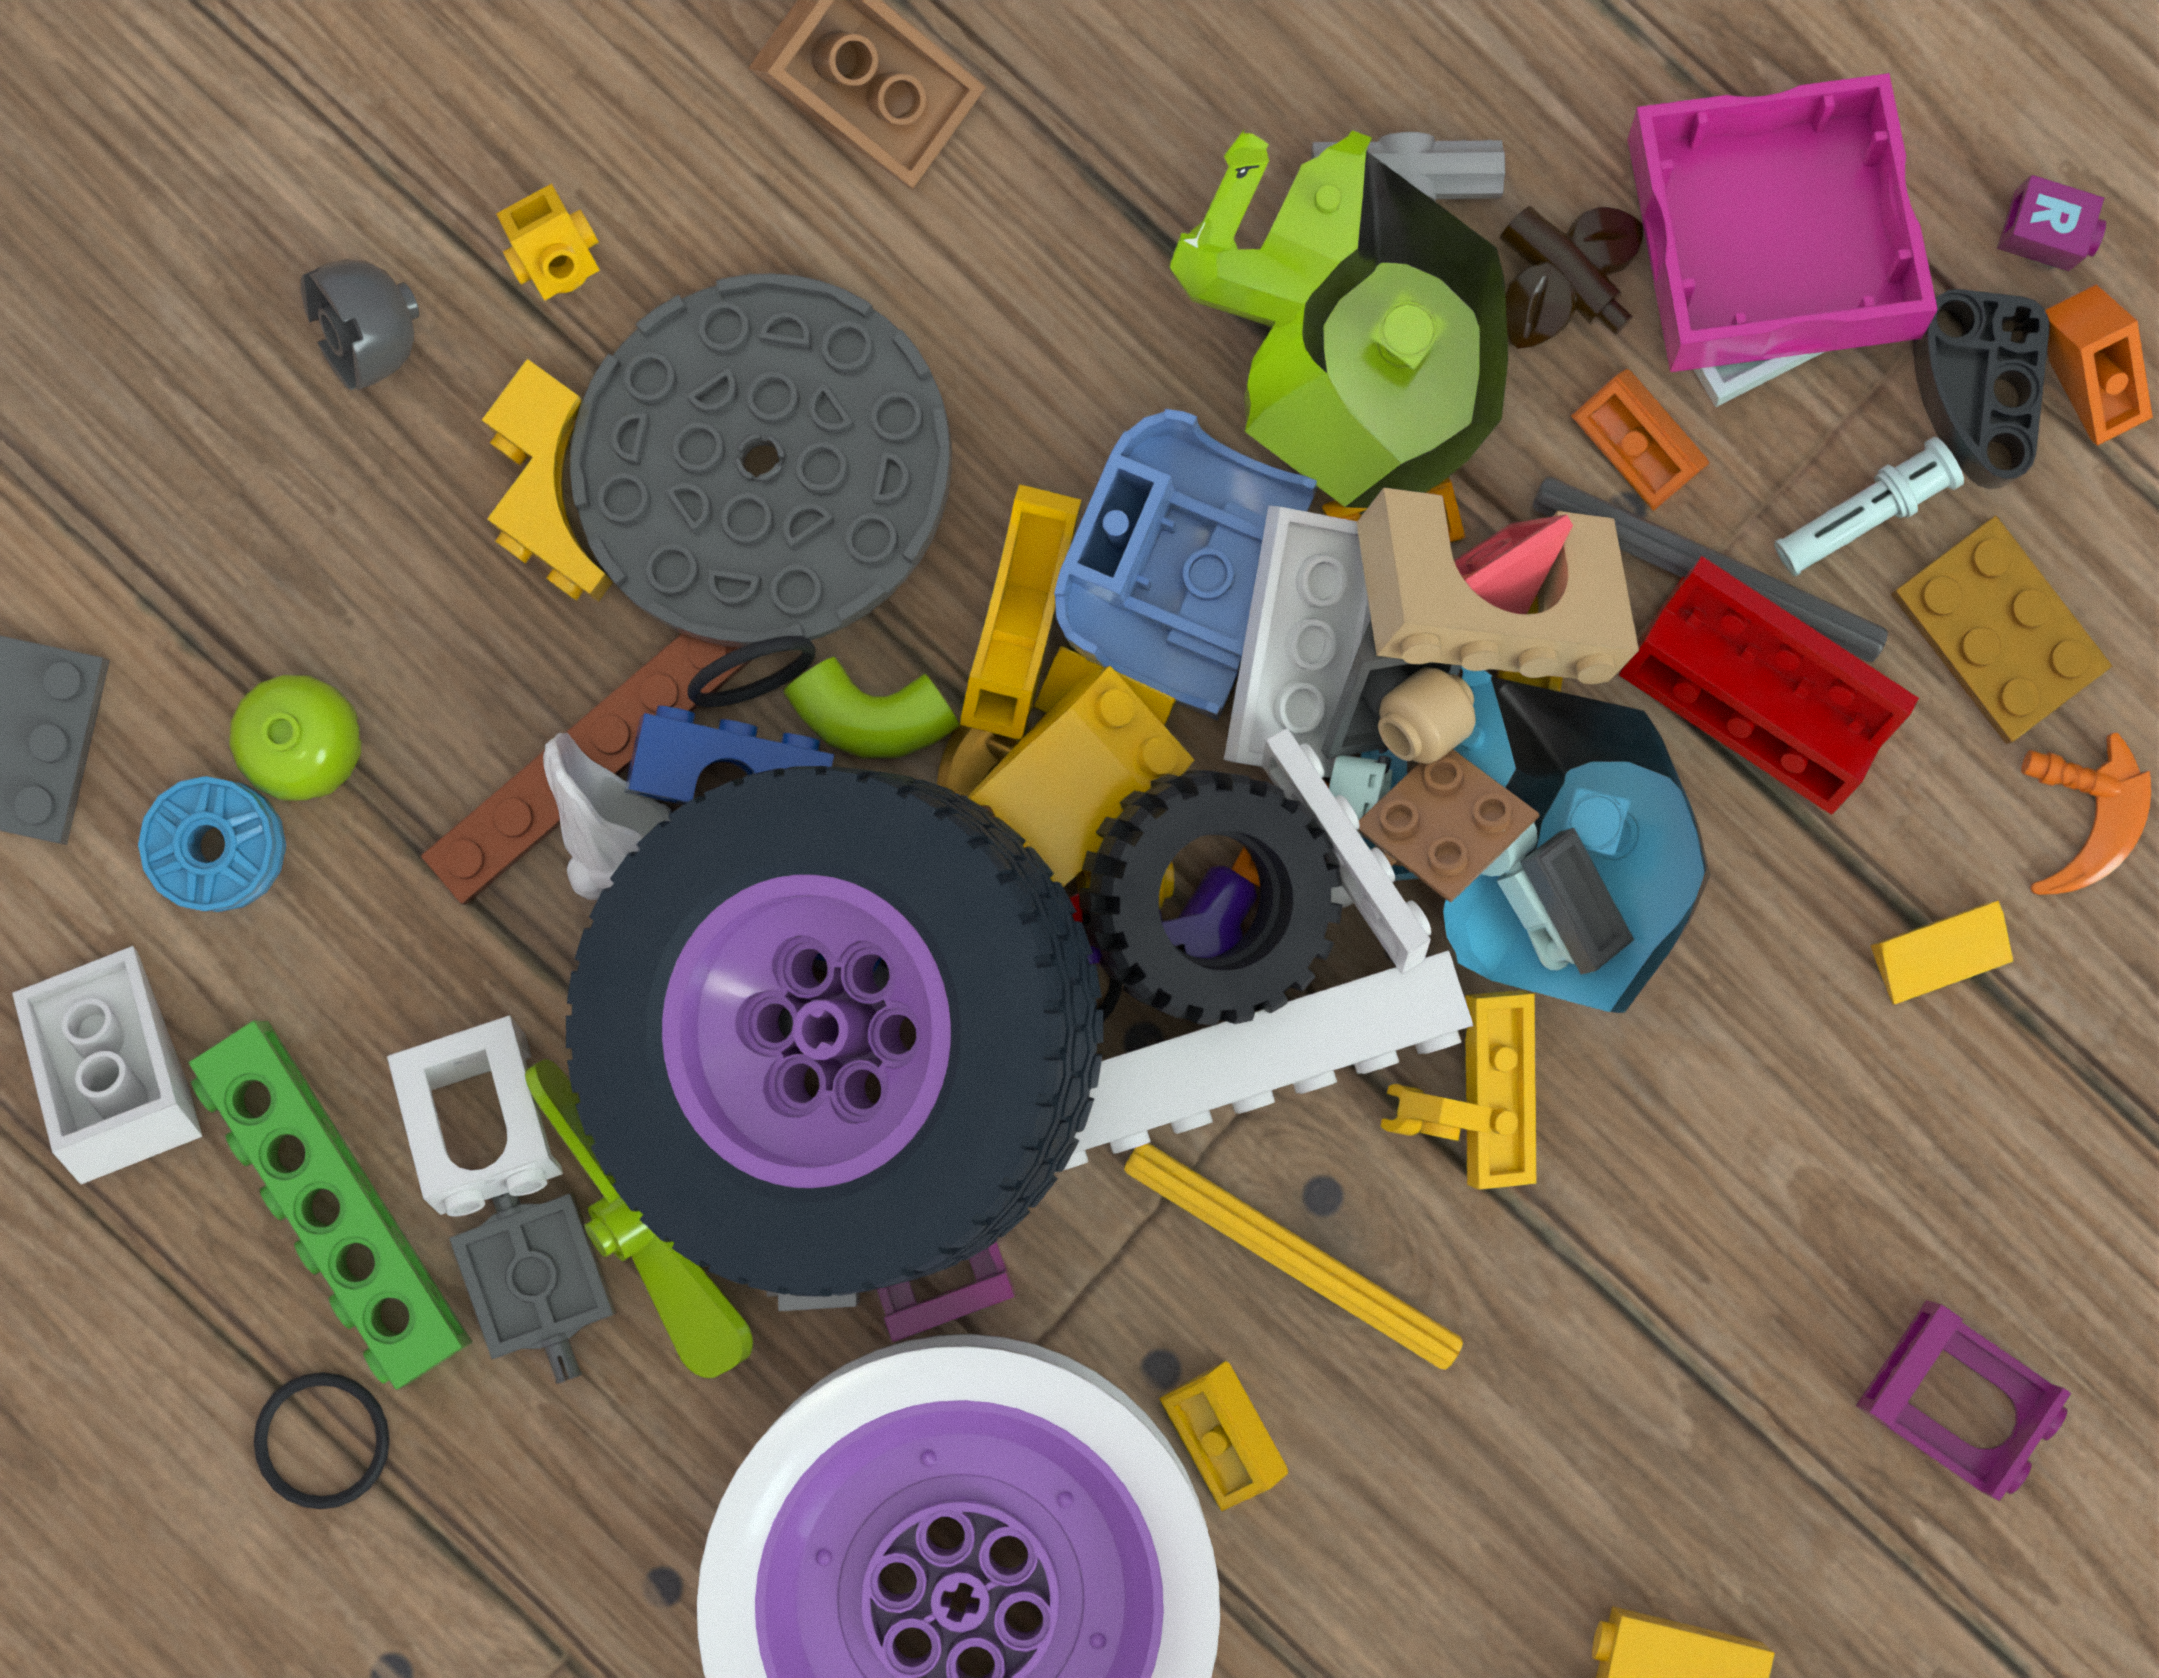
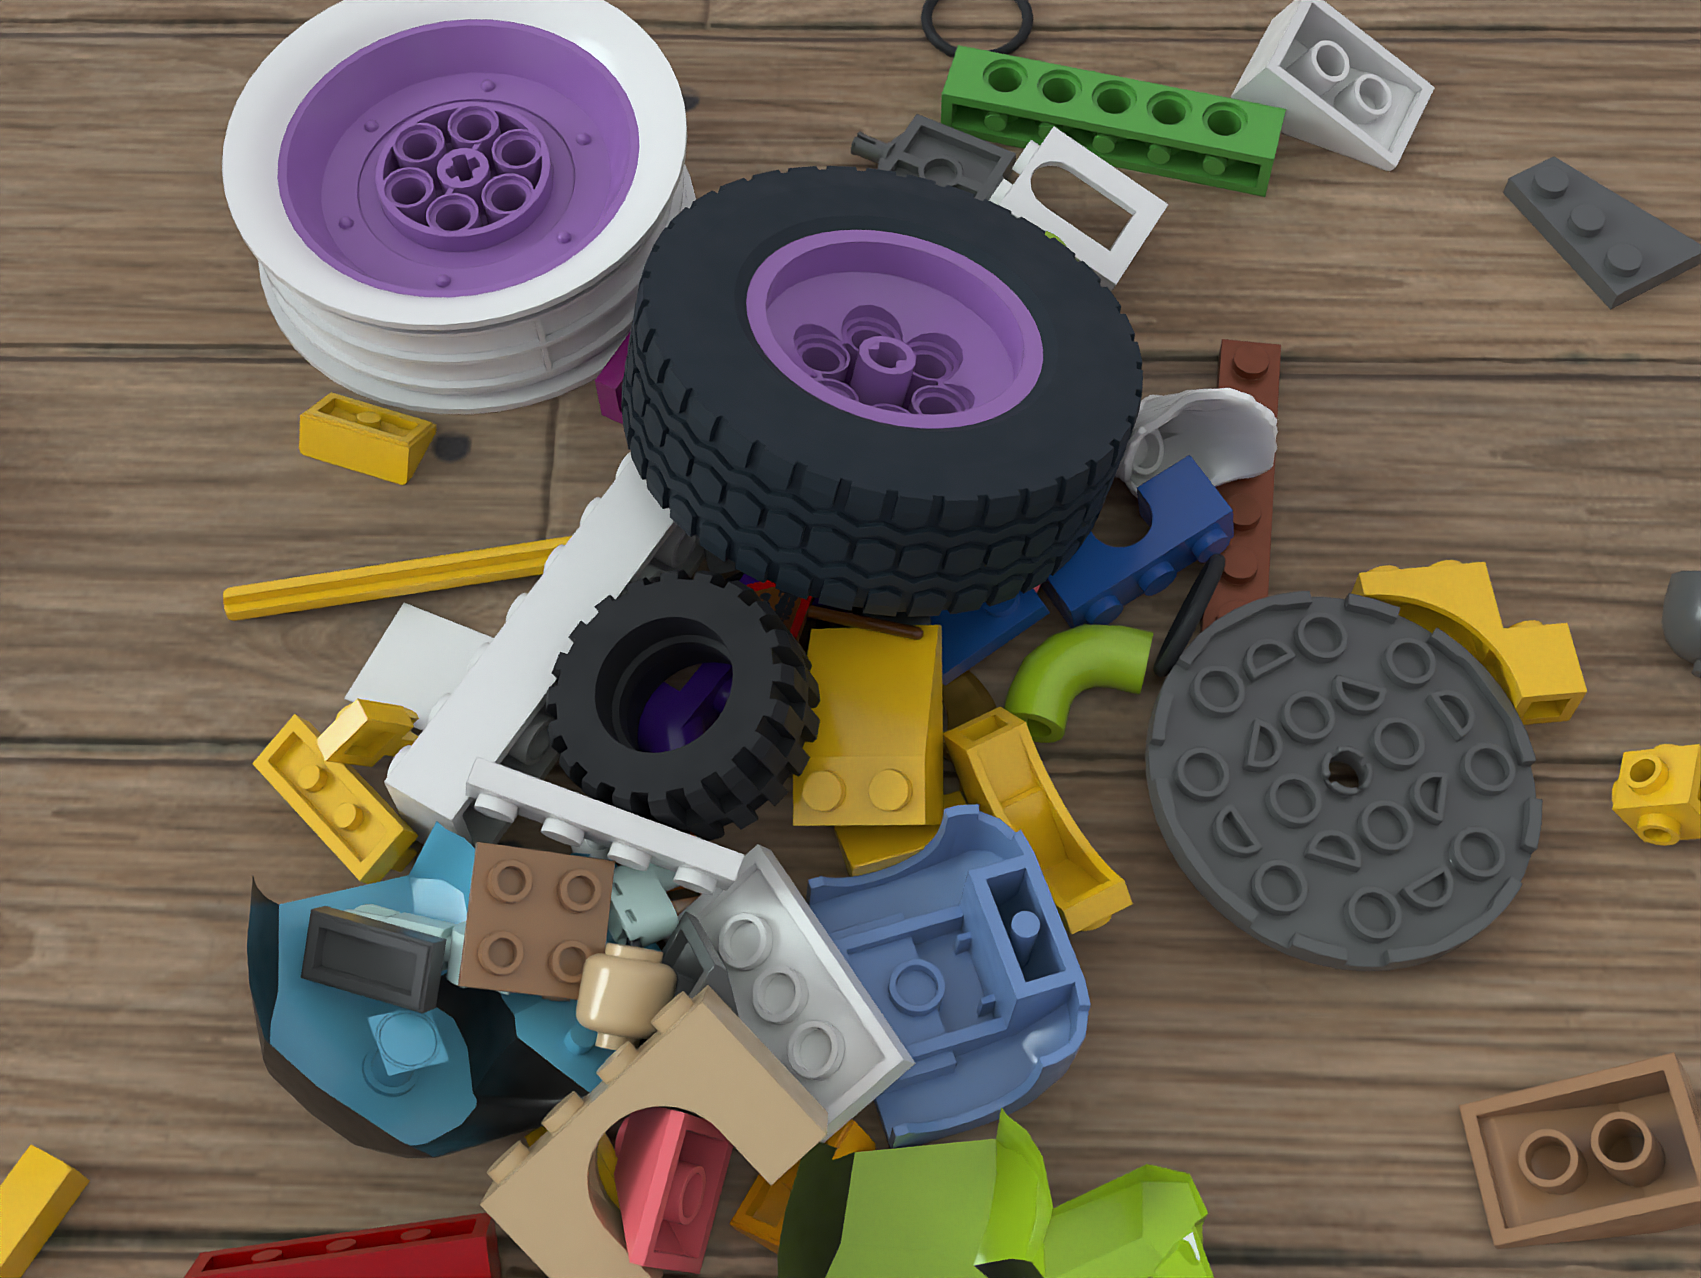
camera: 140 degrees right, 25 degrees down
(173, 838) = (1418, 246): dark azure wheel -> none
(295, 737) = (1444, 348): lime cylinder -> none
(1341, 1164) = (417, 662): none -> white sticker

